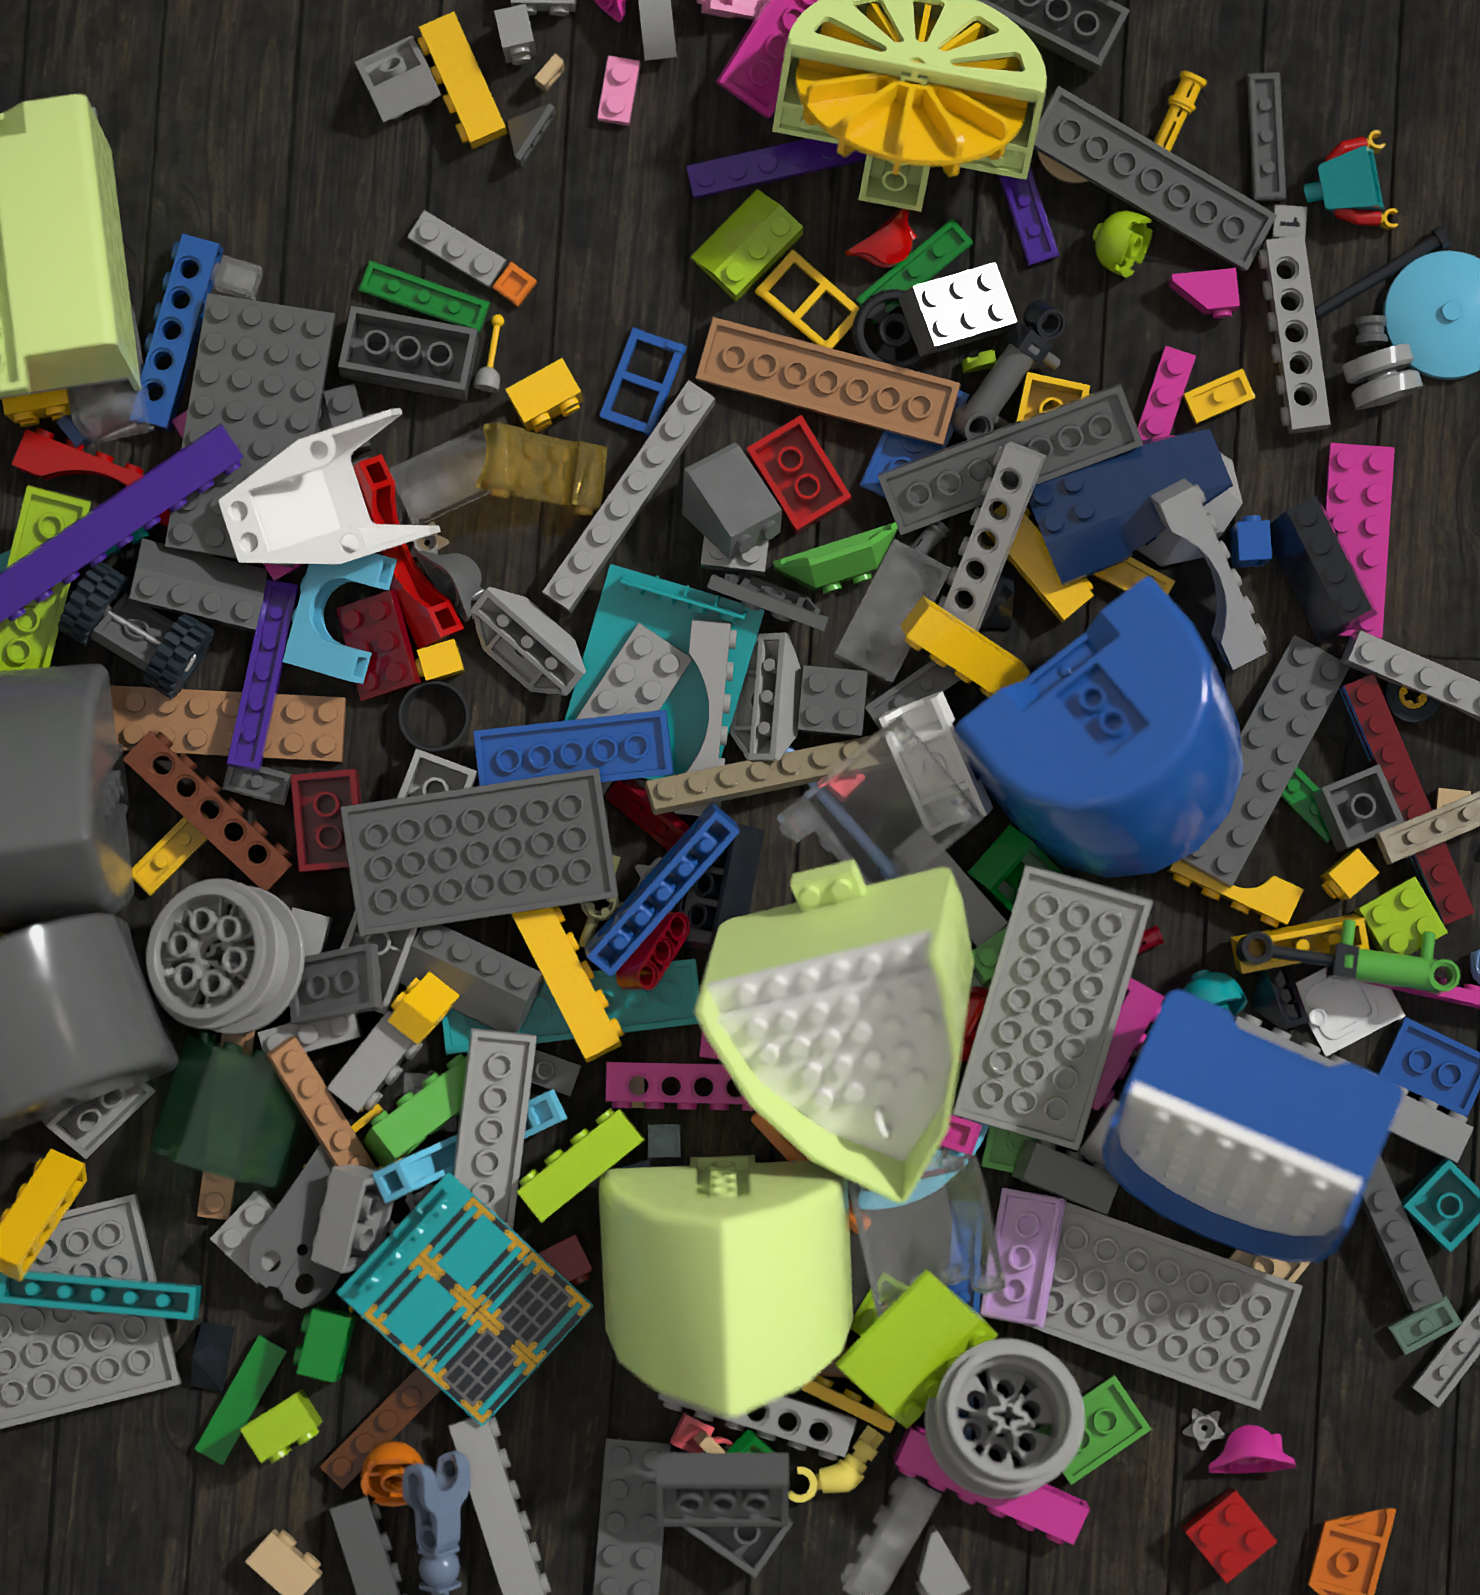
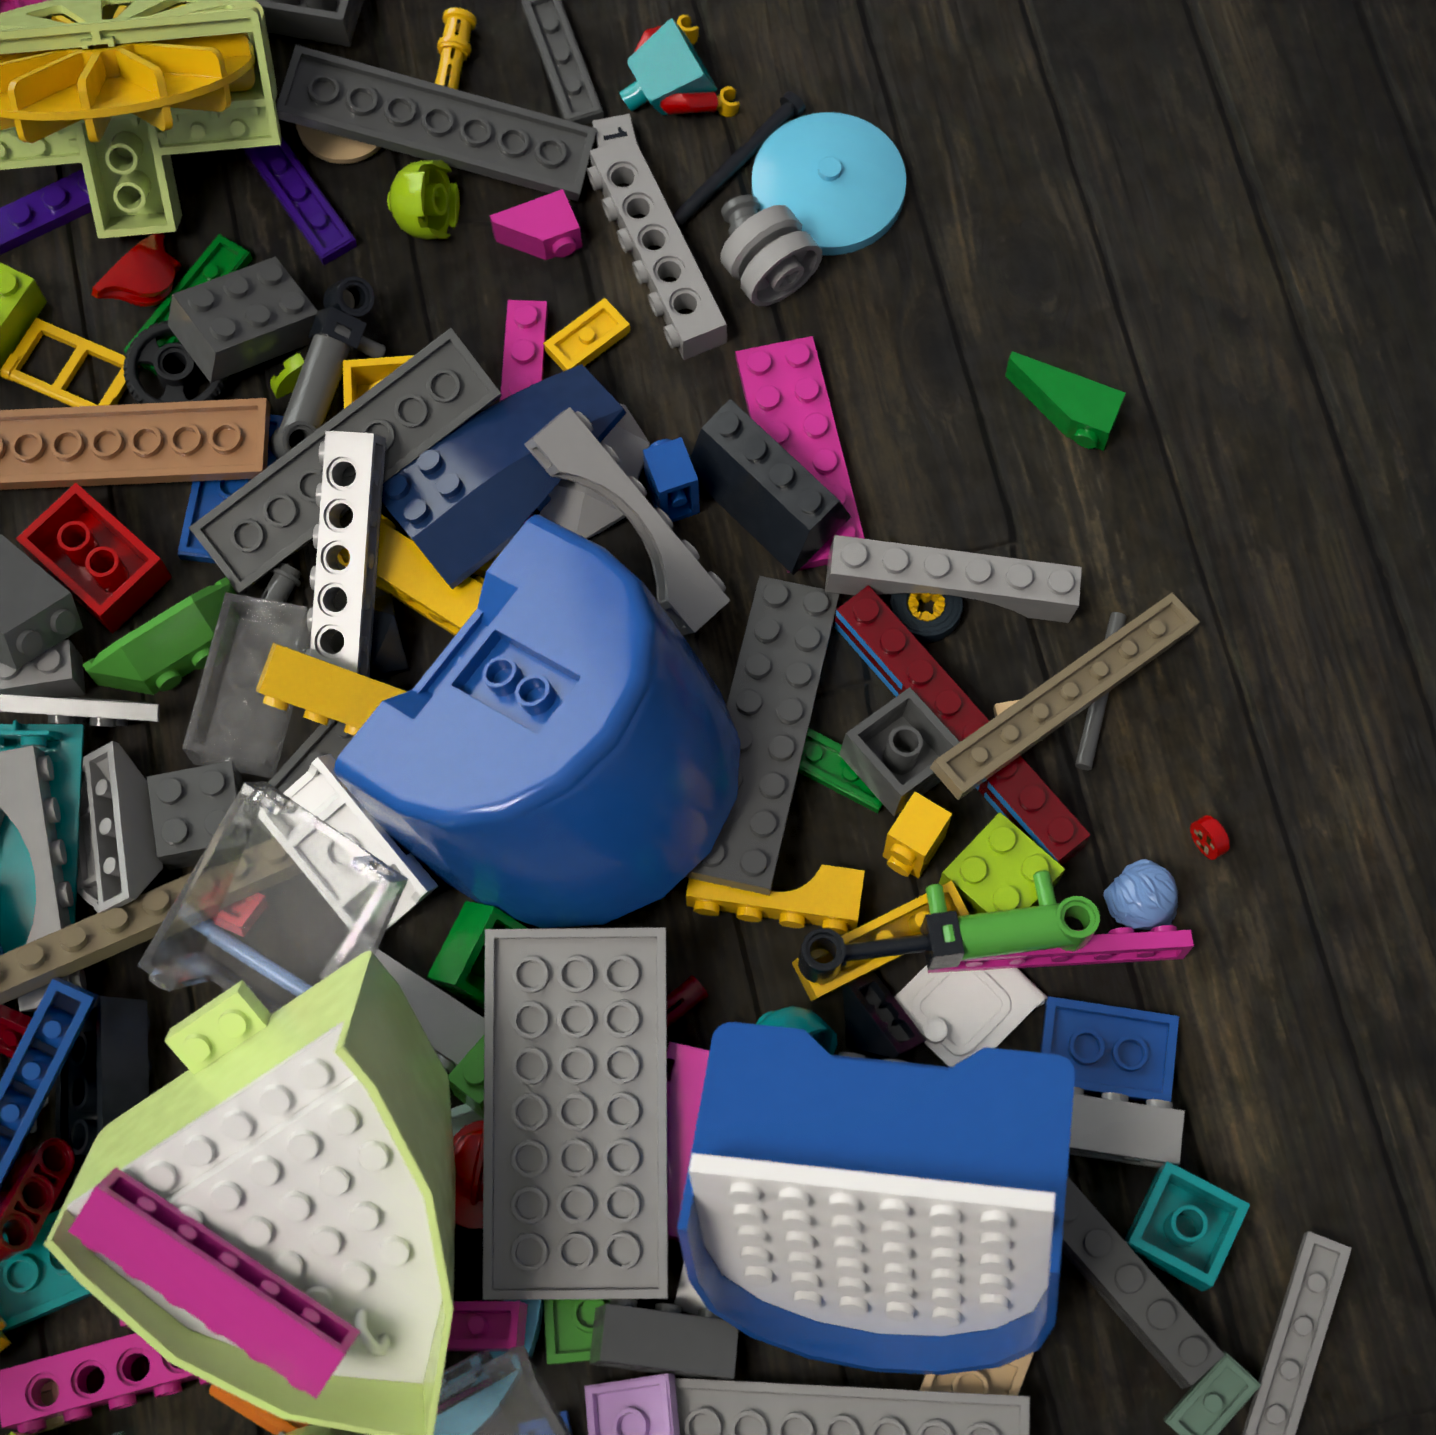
camera: 15 degrees left, 15 degrees down
(797, 1066) = (214, 1281): none -> dark pink brick

